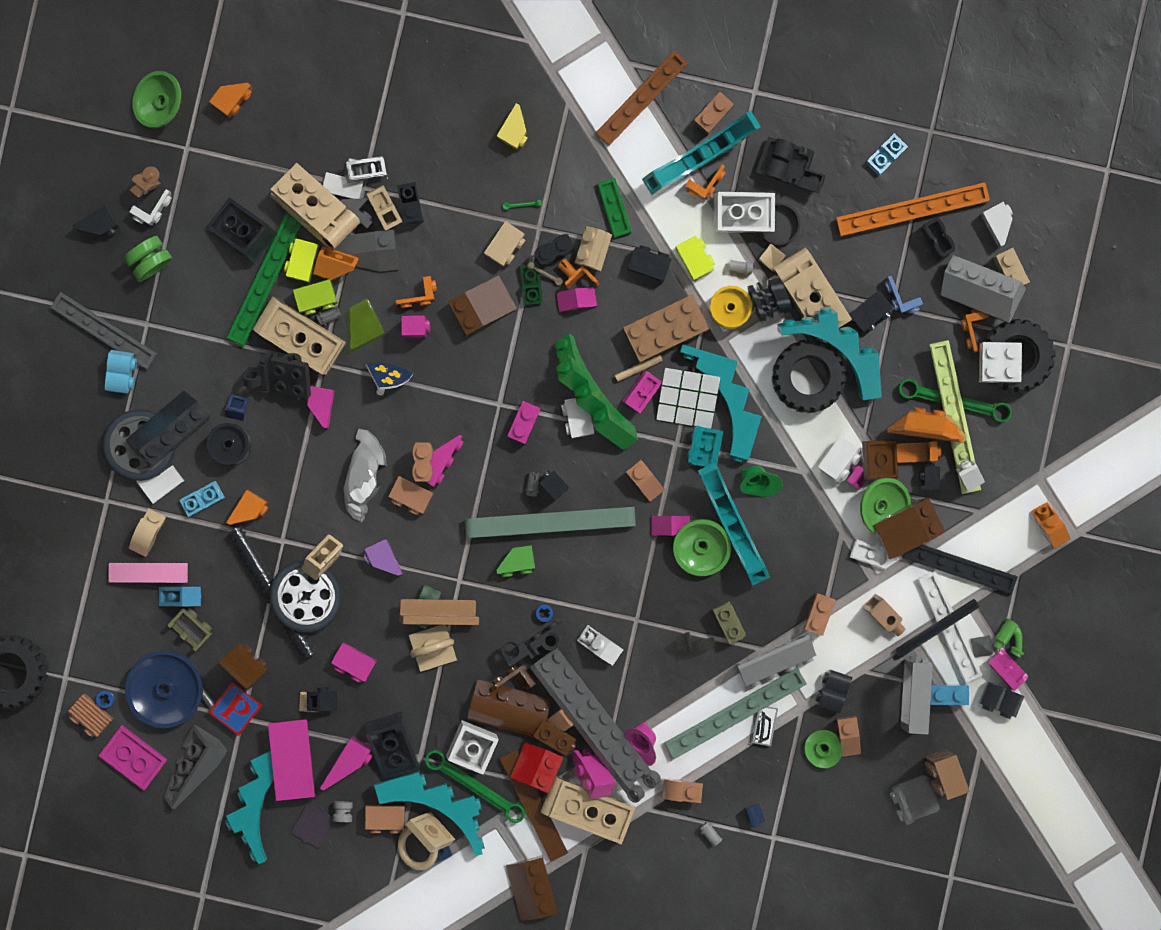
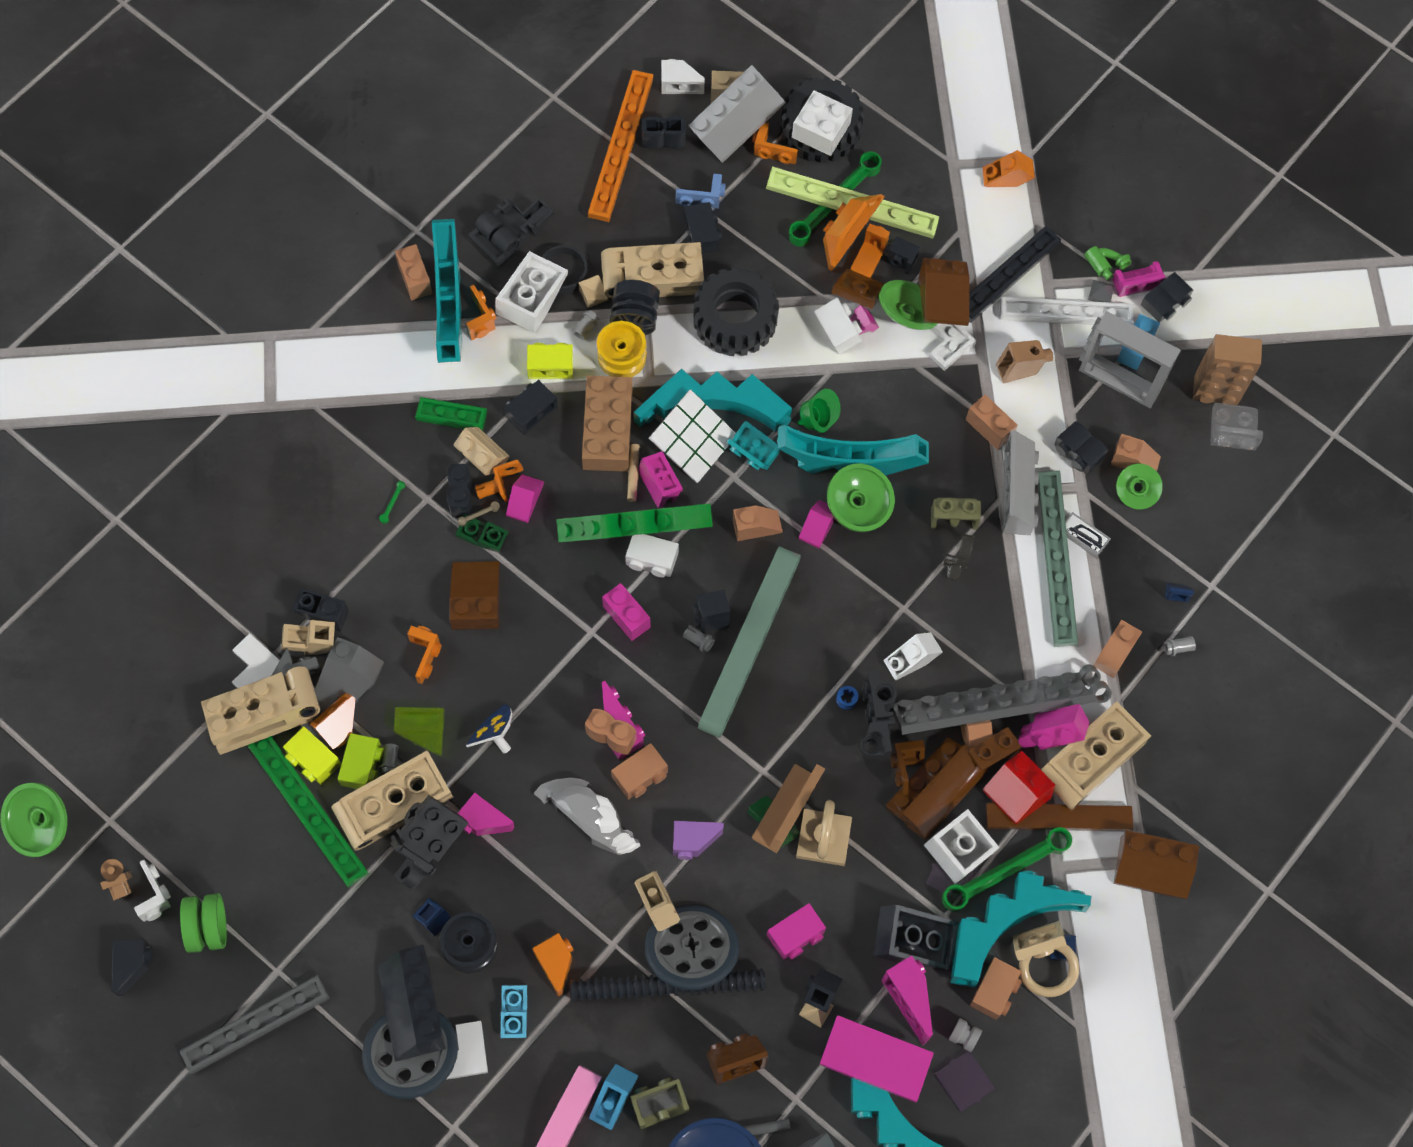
camera: 65 degrees left, 20 degrees down
(119, 371) = (312, 1026): medium azure brick -> none
(146, 532) = (518, 1095): tan brick -> none
(230, 97) = (84, 742): orange slope -> none
(235, 708) = (781, 1099): piece -> none
(242, 230) = (237, 804): black slope -> none
(348, 172) = (248, 652): slope -> none
(415, 327) = (456, 669): dark pink brick -> none
(504, 244) = (423, 537): tan brick -> none
(514, 130) = (308, 467): light yellow slope -> none
(518, 559) = (773, 694): bright green slope -> none
(641, 98) = (355, 335): dark orange tile -> none
(643, 741) = (1044, 661): dark pink piece -> none
(863, 363) = (749, 253): teal arch -> none
(886, 154) = (552, 143): medium azure slope -> none
(937, 628) = (1063, 319): black axle -> none
(970, 474) = (919, 210): white slope -> none

